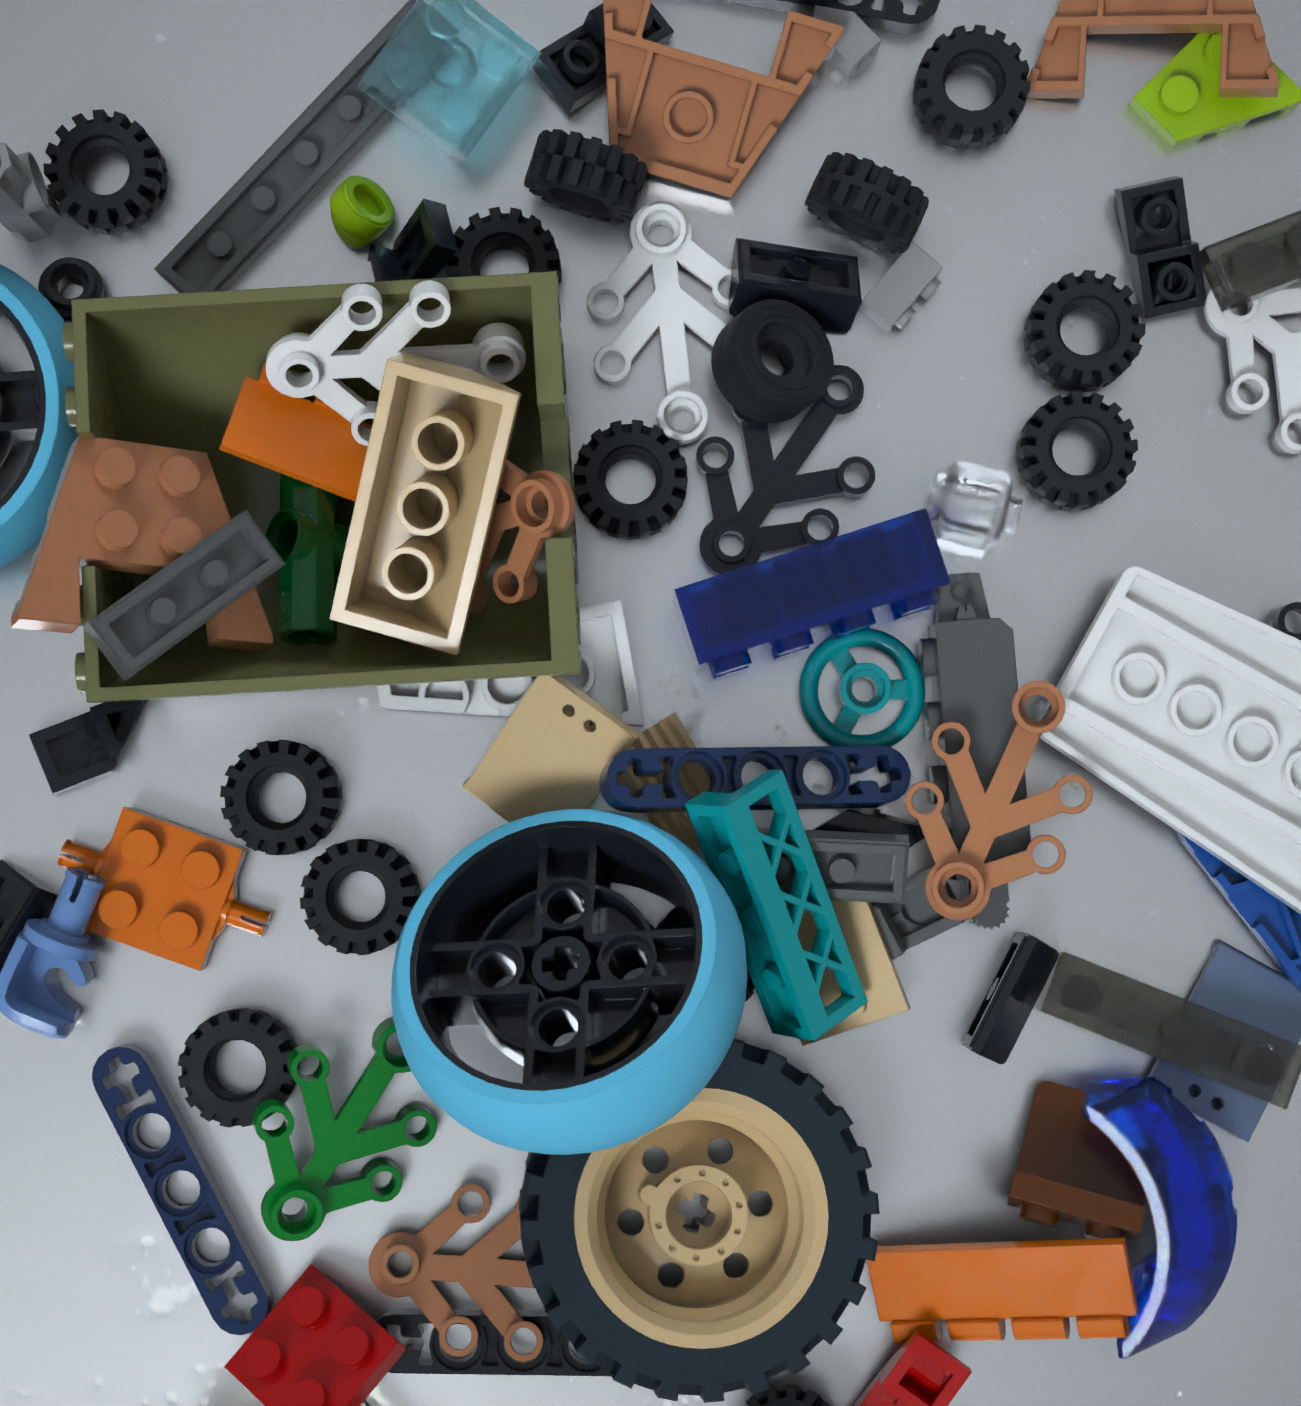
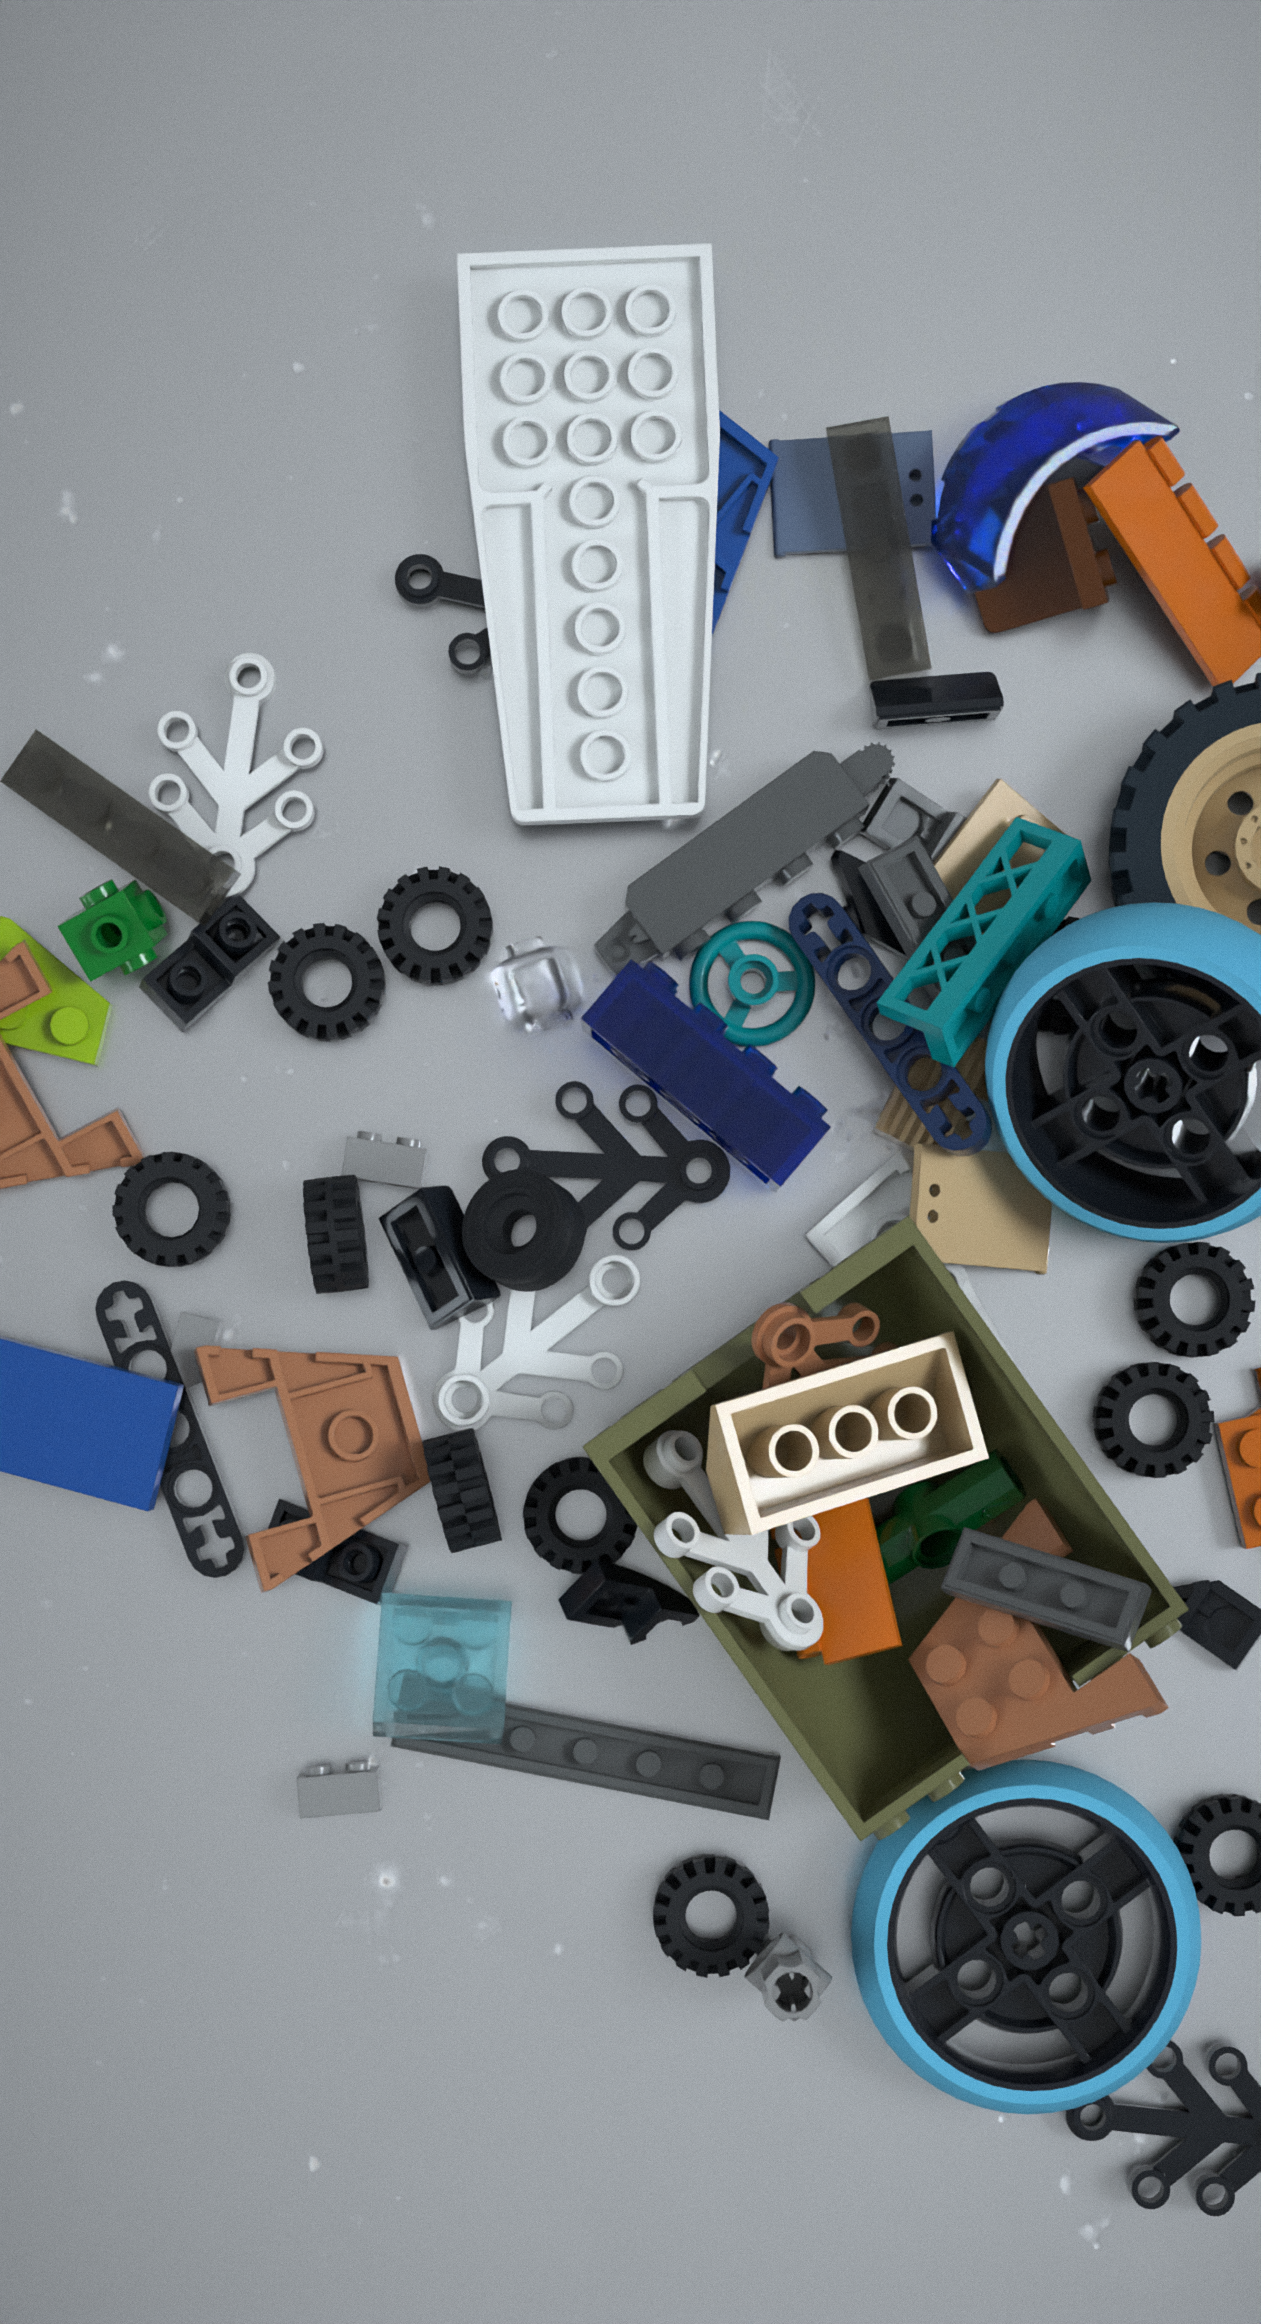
camera: 125 degrees left, 0 degrees up
(66, 272) = (811, 1886): black plate -> none
(360, 211) = (607, 1671): lime tile -> none
(630, 441) = (732, 1274): black tyre -> none
(991, 812) = (796, 808): nougat plant -> none
(1239, 177) = (95, 931): none -> green brick

